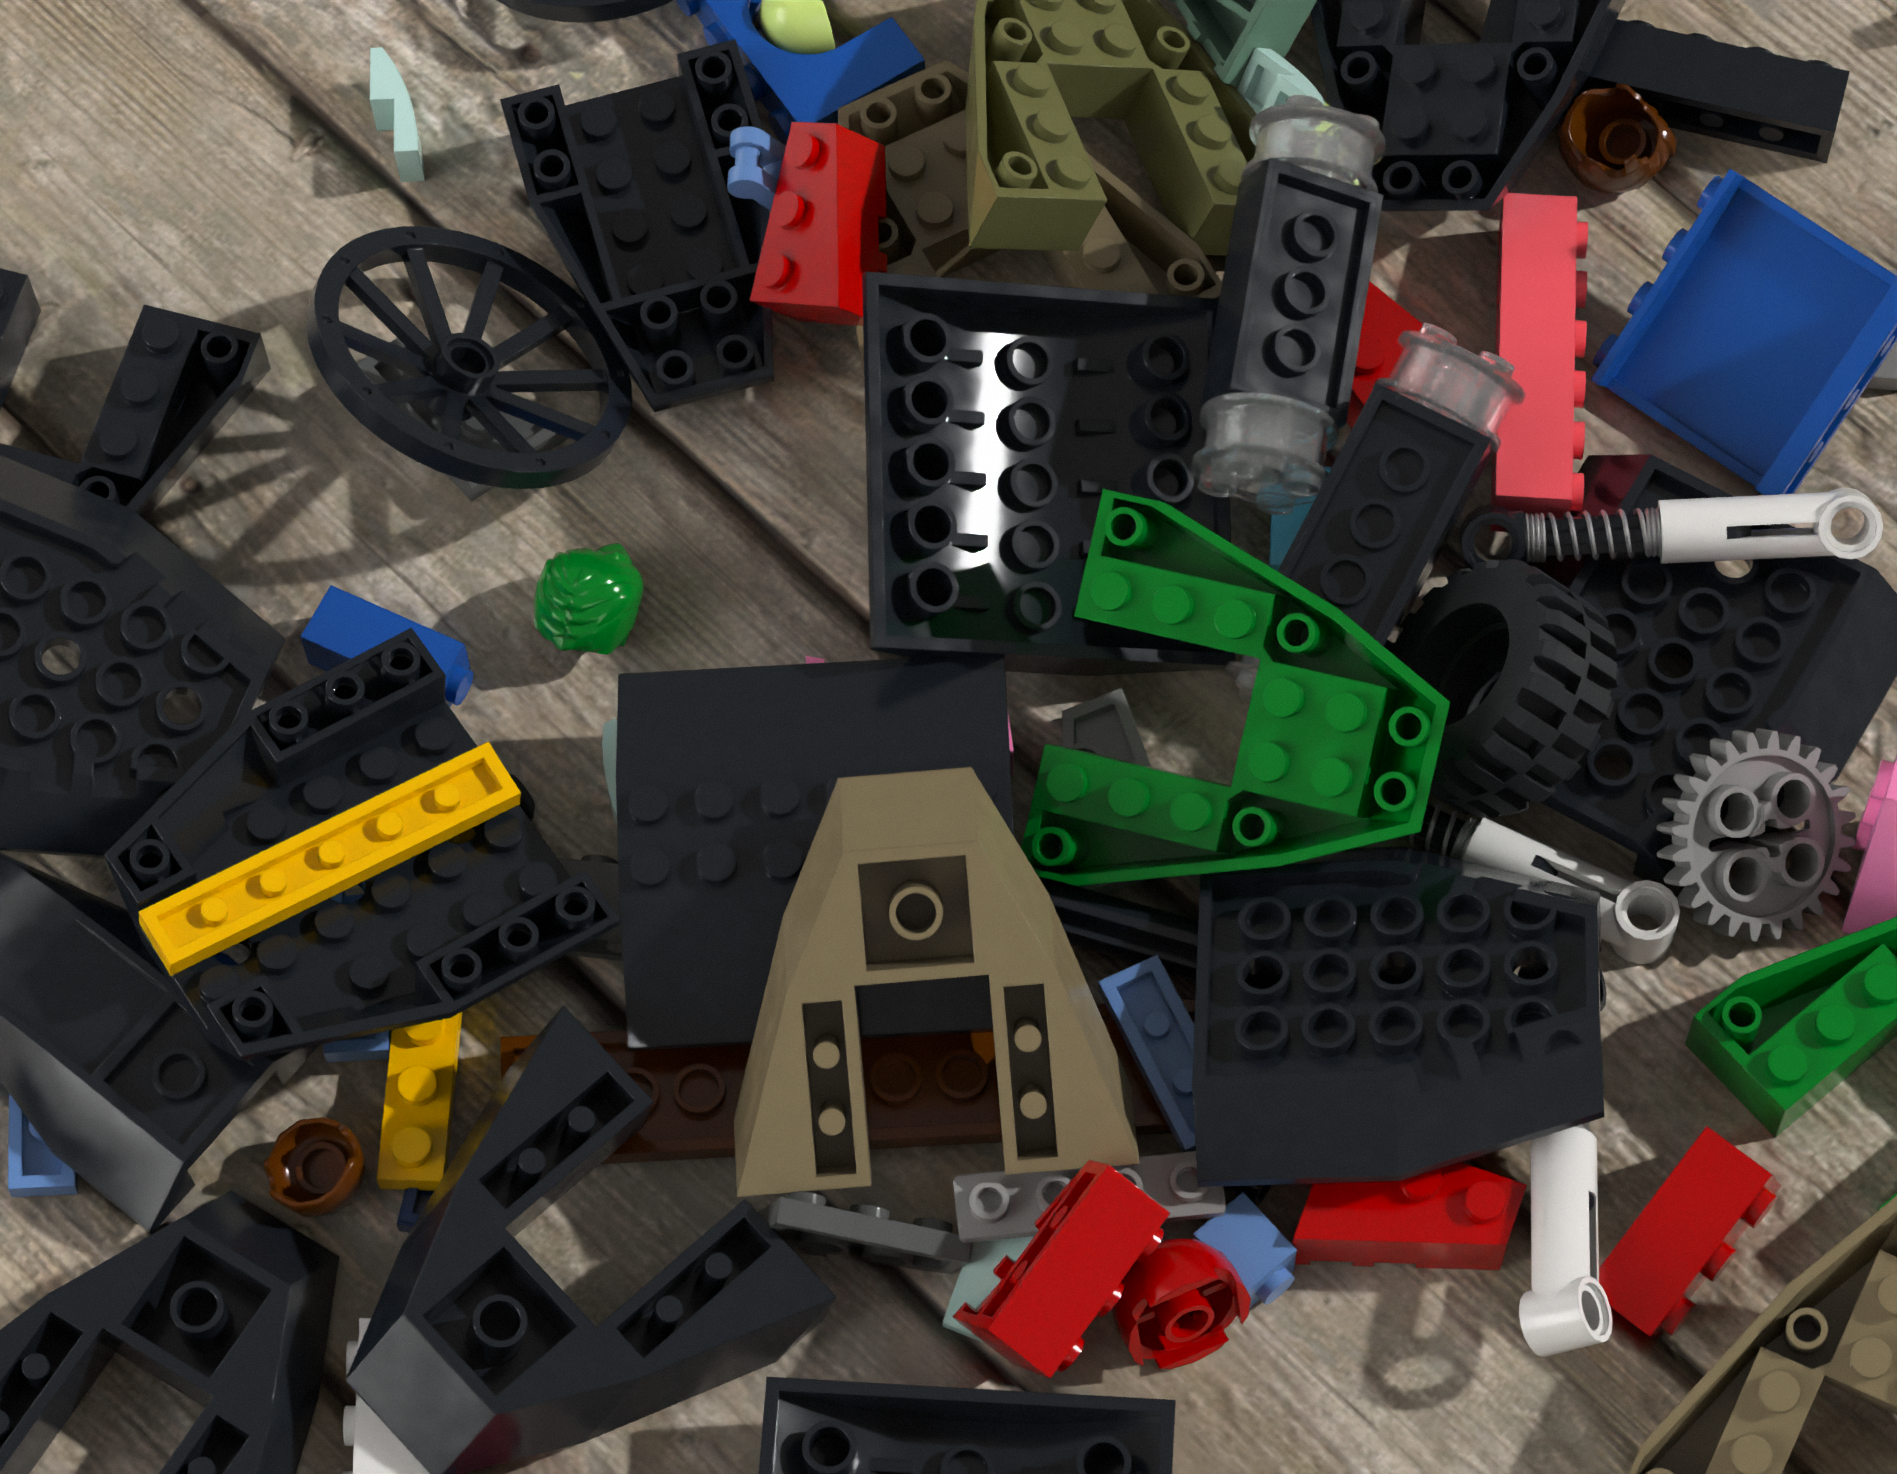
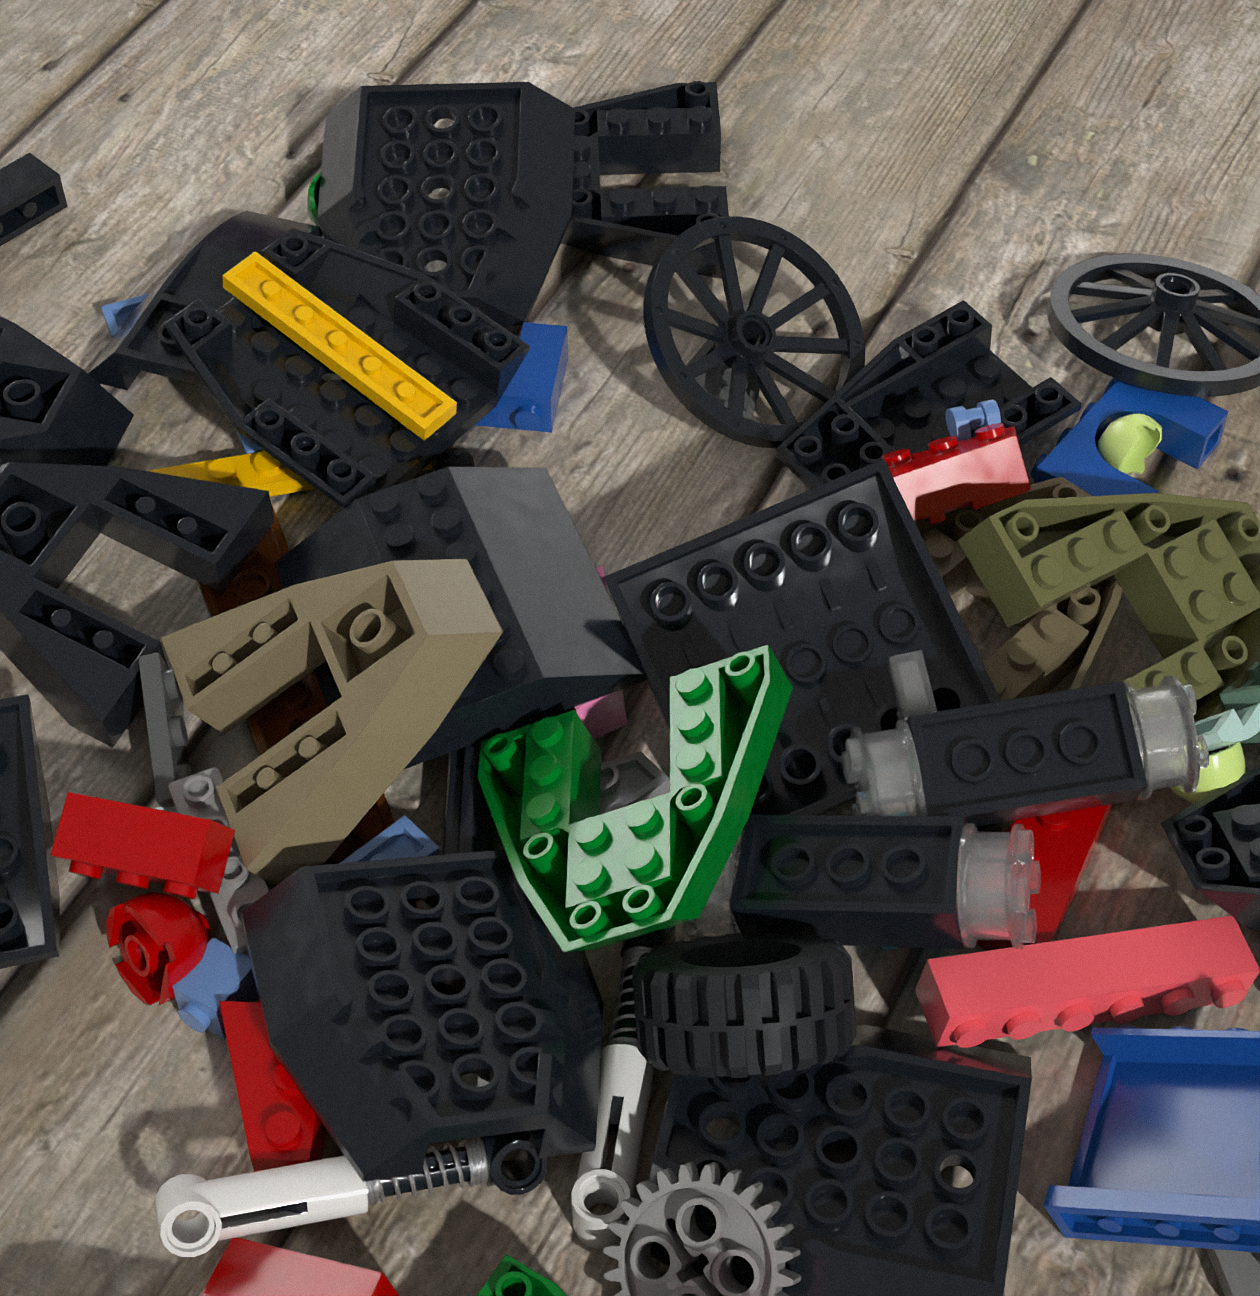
camera: 70 degrees right, 15 degrees down
(315, 1167) = (152, 442): reddish brown hair -> none
(394, 111) = (936, 280): light aqua slope -> none
(588, 599) = (616, 459): green hair -> none
(1175, 375) = (911, 685): none -> clear piece
(1685, 530) = (959, 1114): piece -> none

